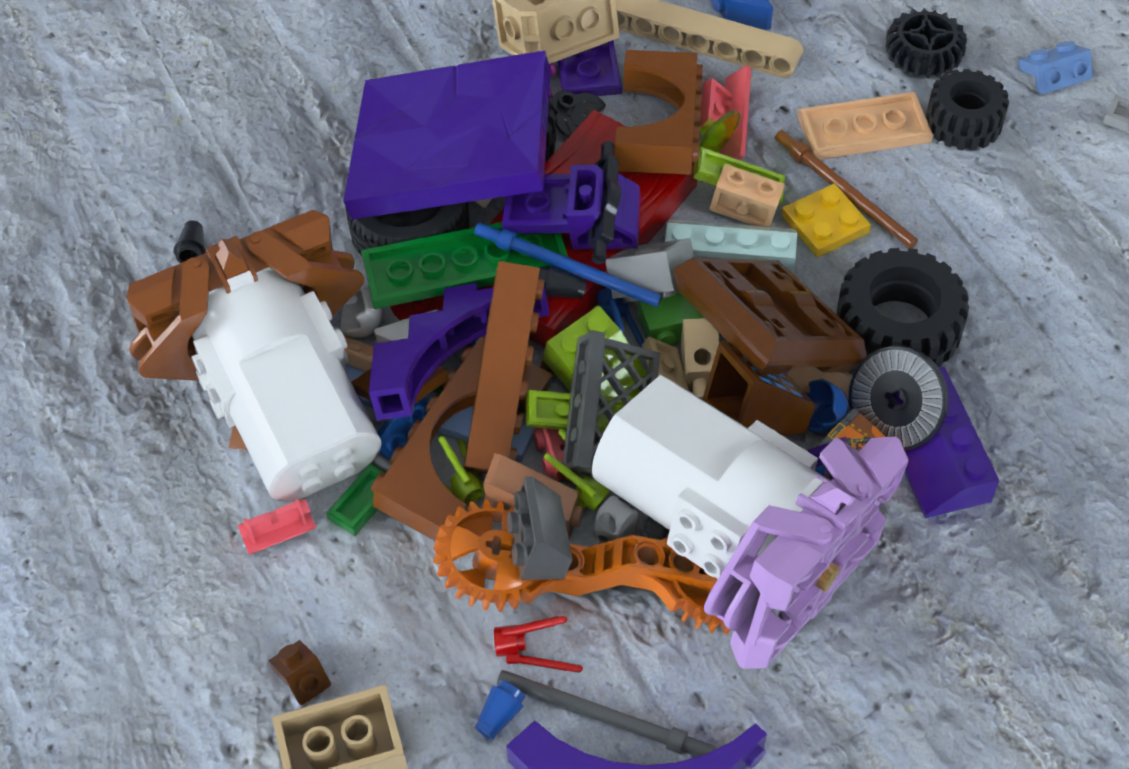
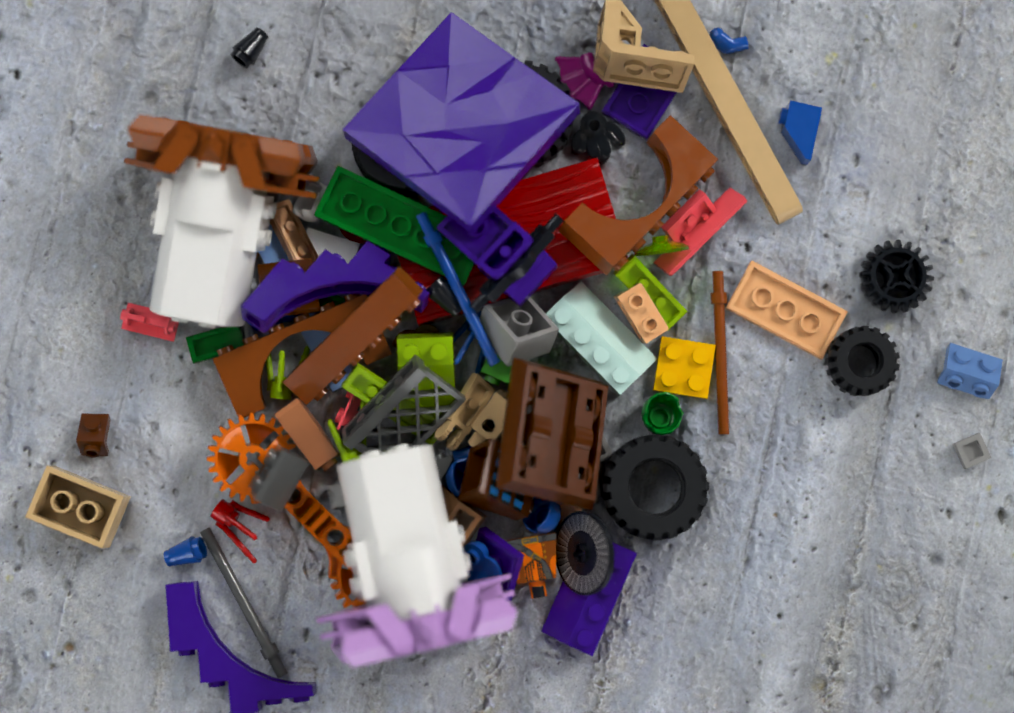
camera: 40 degrees right, 30 degrees up
(840, 255) = (662, 413): none -> green hair

